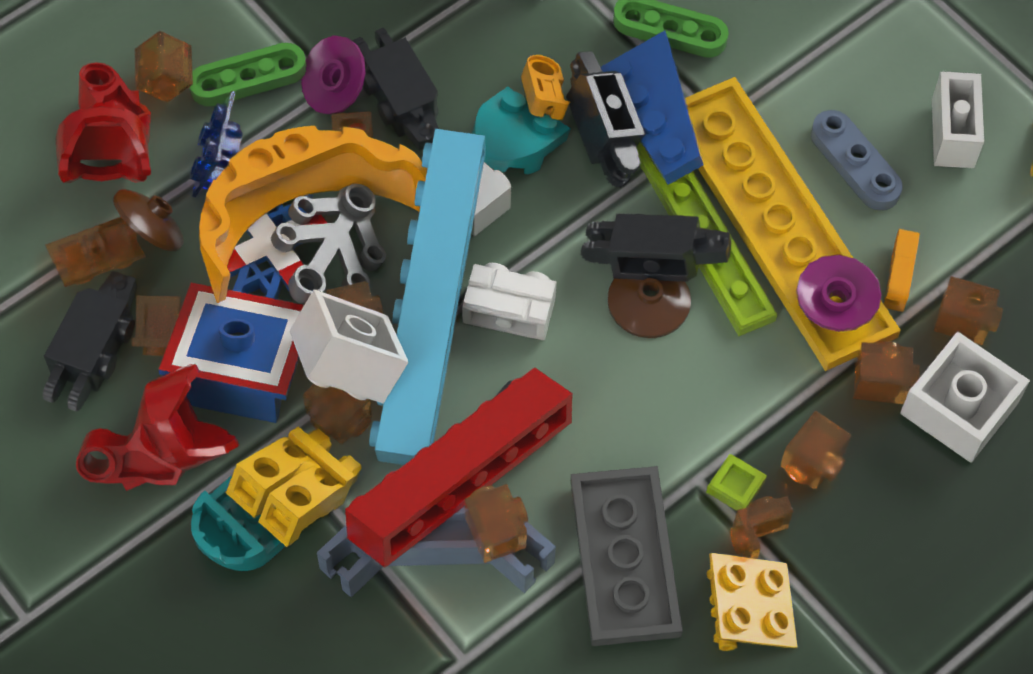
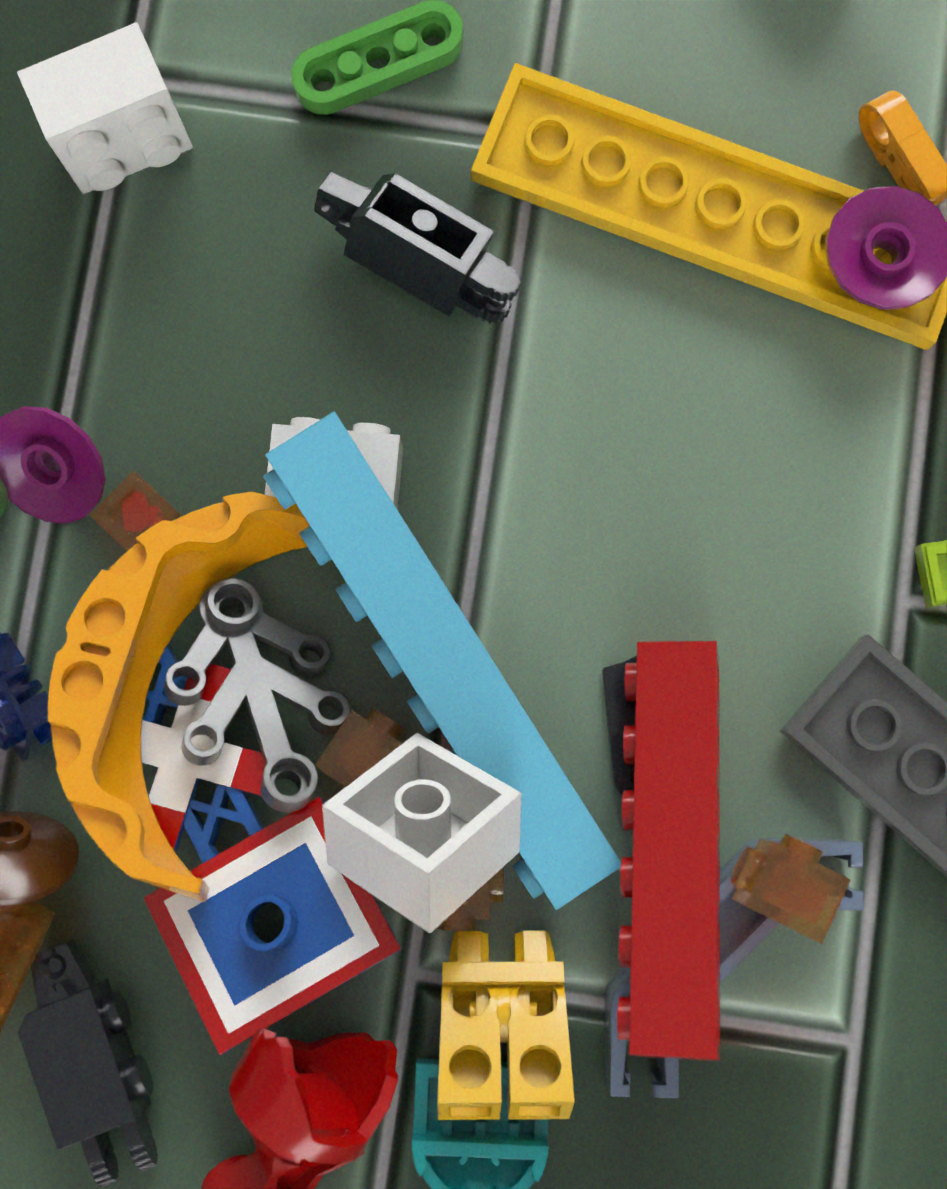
camera: 40 degrees left, 20 degrees up
(155, 322) = (144, 974): clear orange bracket -> none
(401, 88) = (142, 410): black hinge -> none
(509, 301) = (521, 574): white brick -> none
(514, 134) = (327, 352): teal slope -> none
(543, 87) = (314, 269): light orange piece -> none
(649, 315) = (656, 458): reddish brown dish -> none
(654, 246) = (628, 362): black hinge -> none
(660, 105) = (470, 173): blue wing -> none
(730, 281) = (647, 291): lime tile -> none
(859, 173) = (704, 58): sand blue plate -> none

